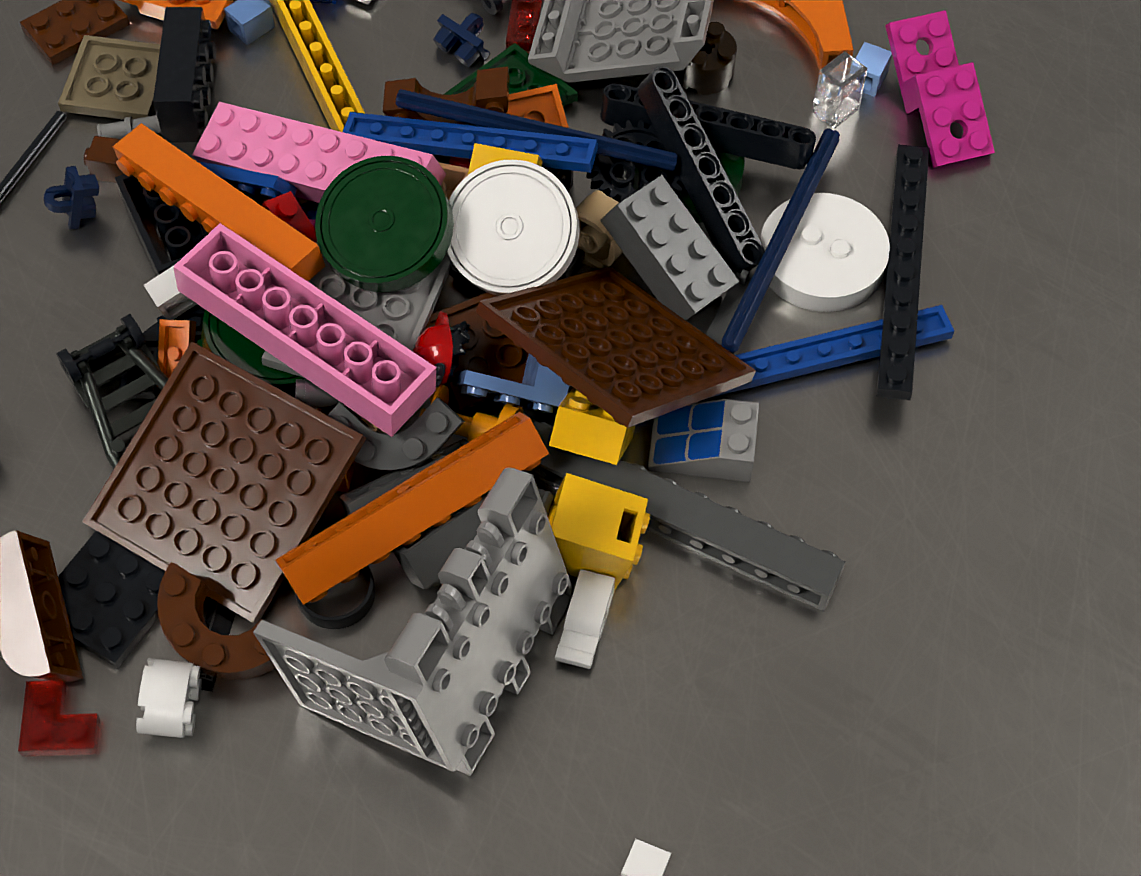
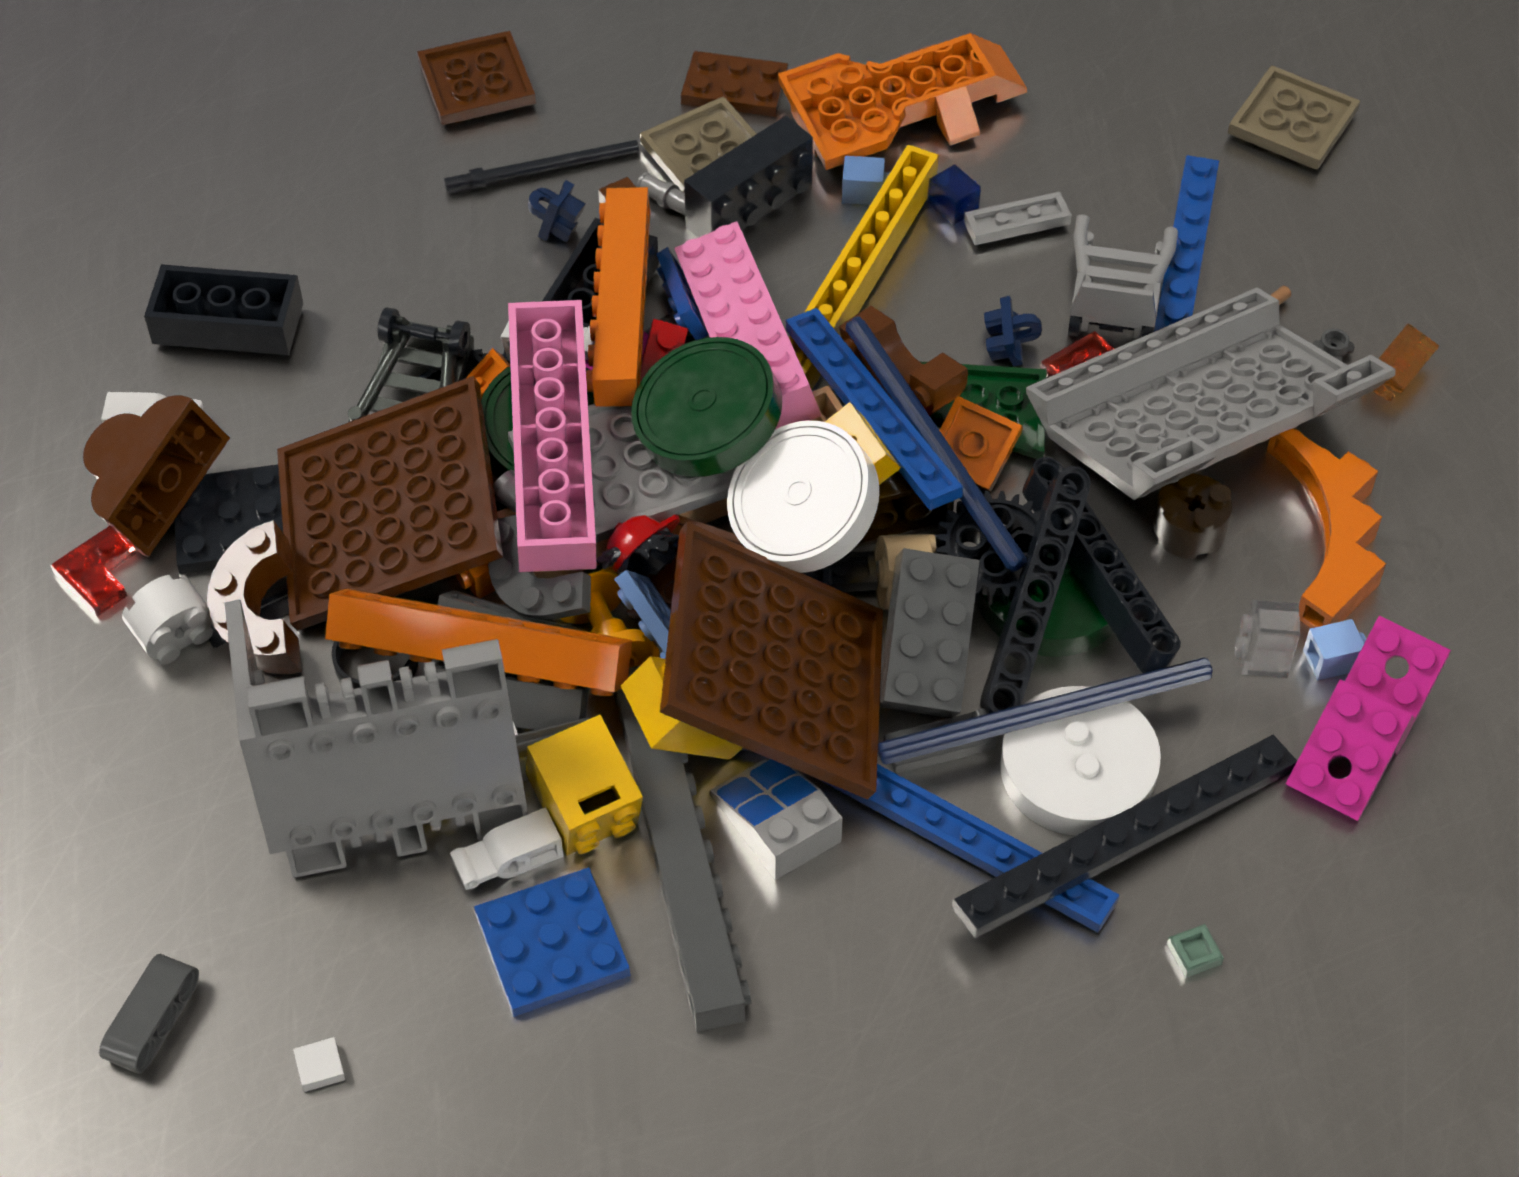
camera: 50 degrees right, 5 degrees down
(678, 646) = (551, 941): none -> blue plate
(1008, 300) = (1195, 951): none -> sand green tile

